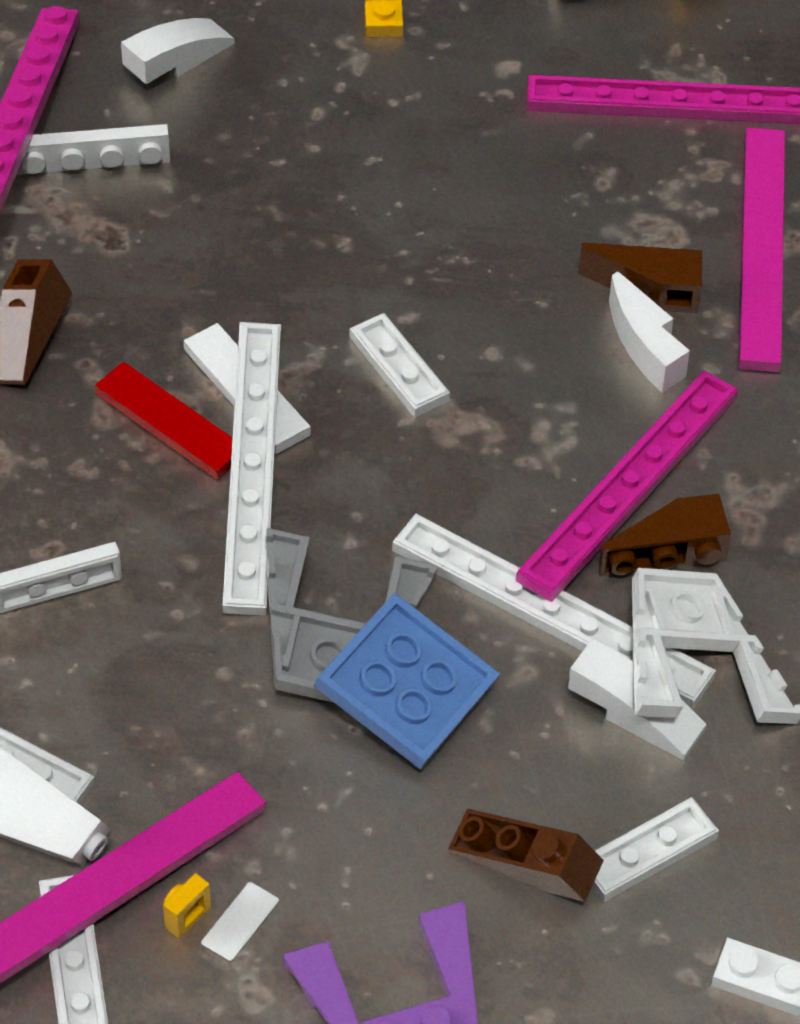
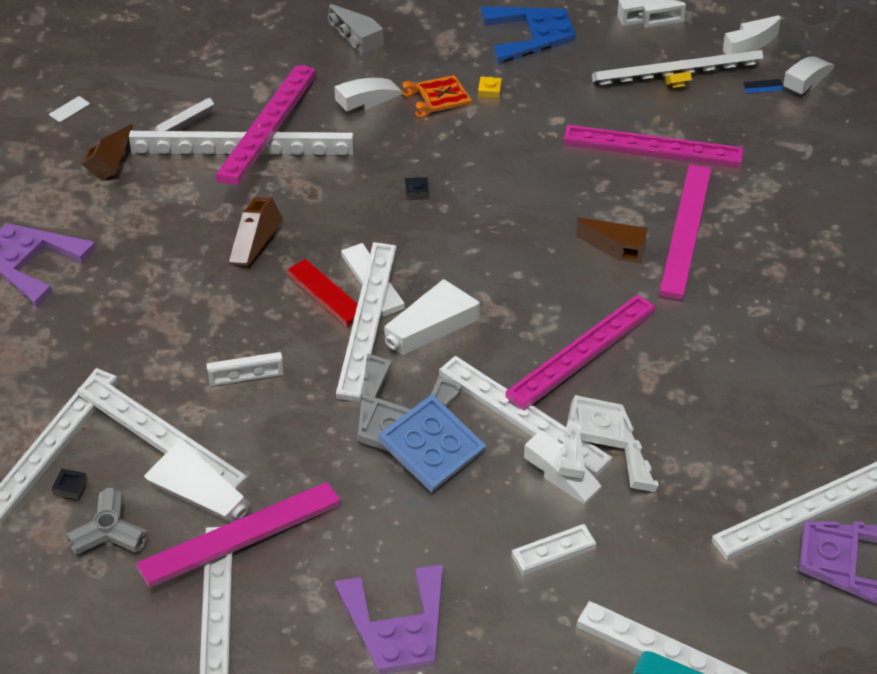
camera: 10 degrees right, 5 degrees down
(186, 905) = (285, 549): yellow plate -> none
(240, 921) = (314, 562): white sticker -> none
(292, 213) = (416, 188): none -> black plate
(298, 37) = (438, 94): none -> orange flag
(363, 448) = (431, 317): none -> white slope
(399, 365) = (461, 273): white tile -> none
(529, 853) = (484, 542): reddish brown slope -> none
(647, 334) = (608, 272): white slope -> none
(676, 535) = (602, 382): reddish brown slope -> none

